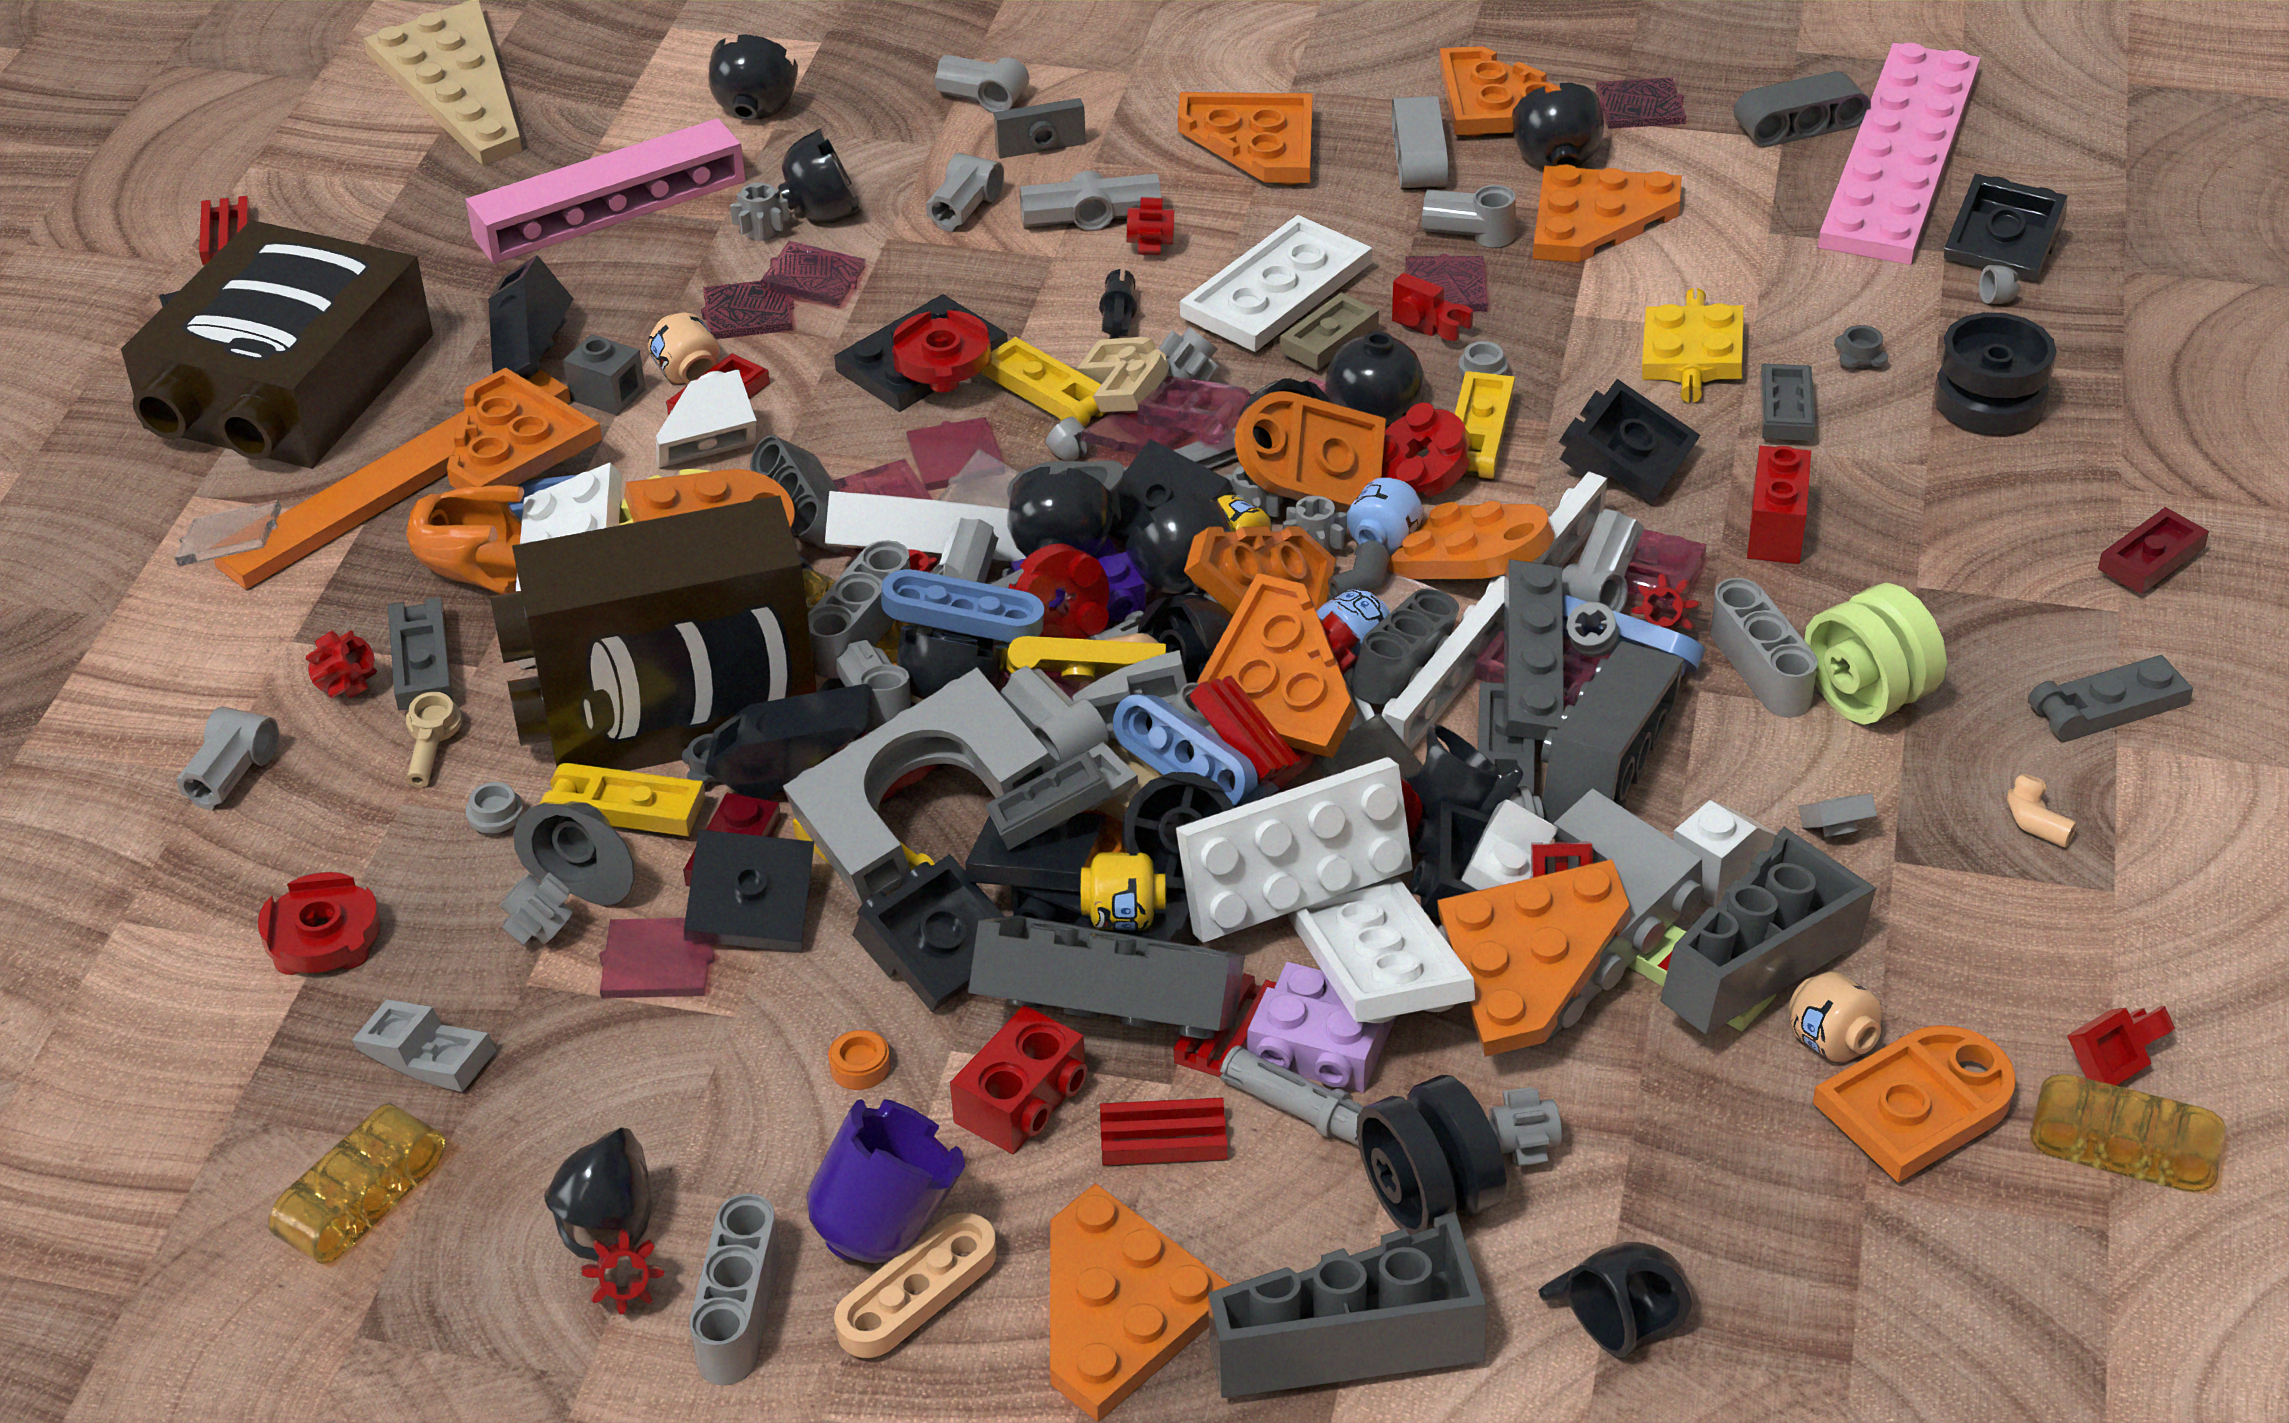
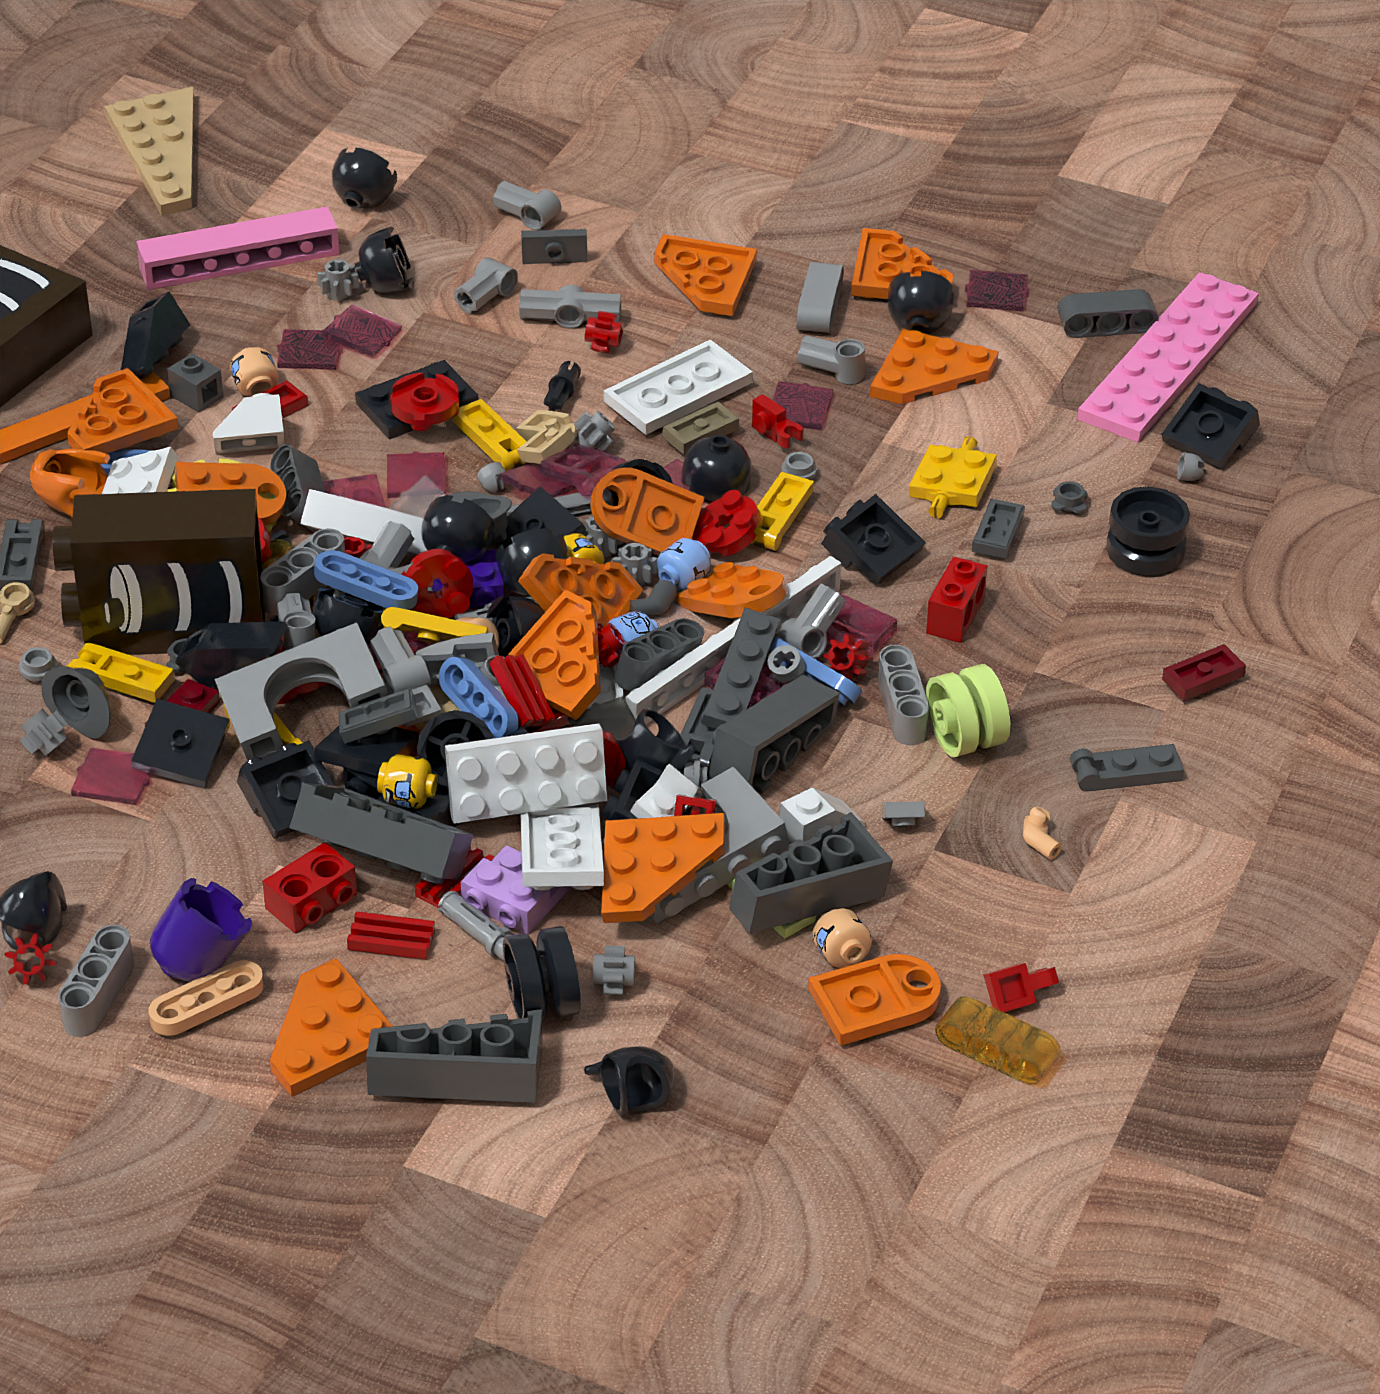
camera: 10 degrees right, 0 degrees up
(859, 1059) = (218, 860): orange tile -> none

